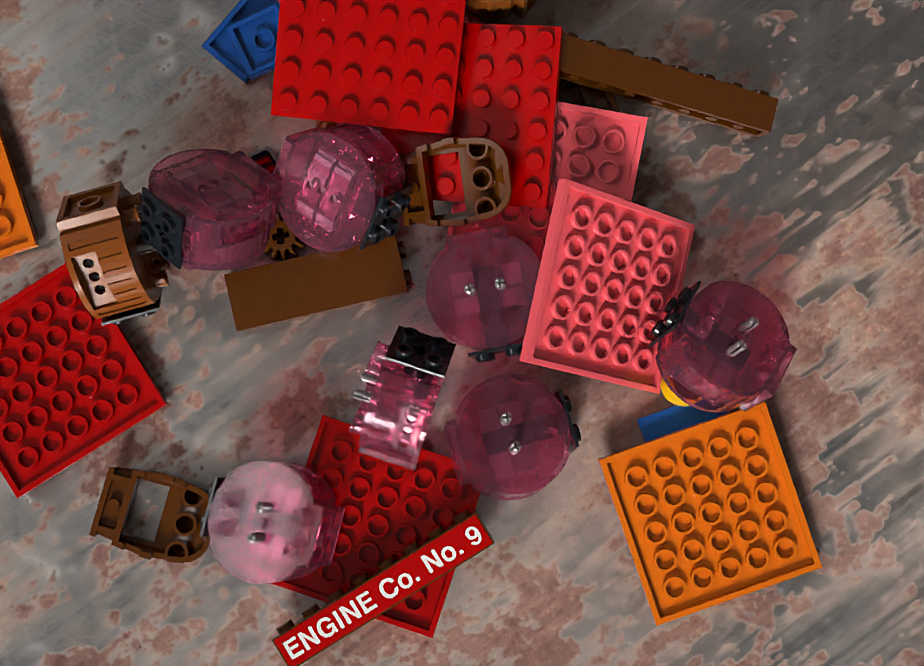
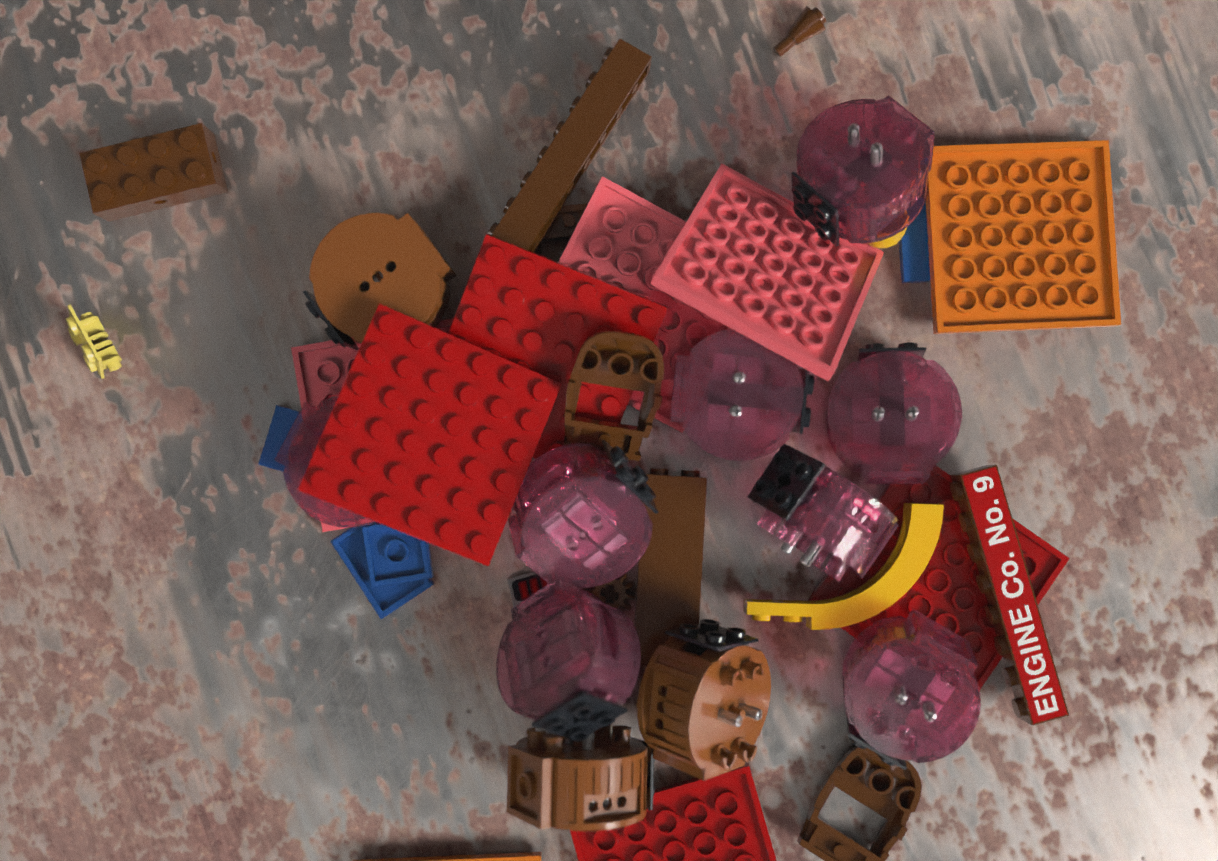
camera: 75 degrees left, 0 degrees up
(211, 340) = (704, 699): none -> dark orange piece
(363, 481) = (899, 573): none -> yellow arch
(841, 264) = (806, 26): none -> reddish brown cone

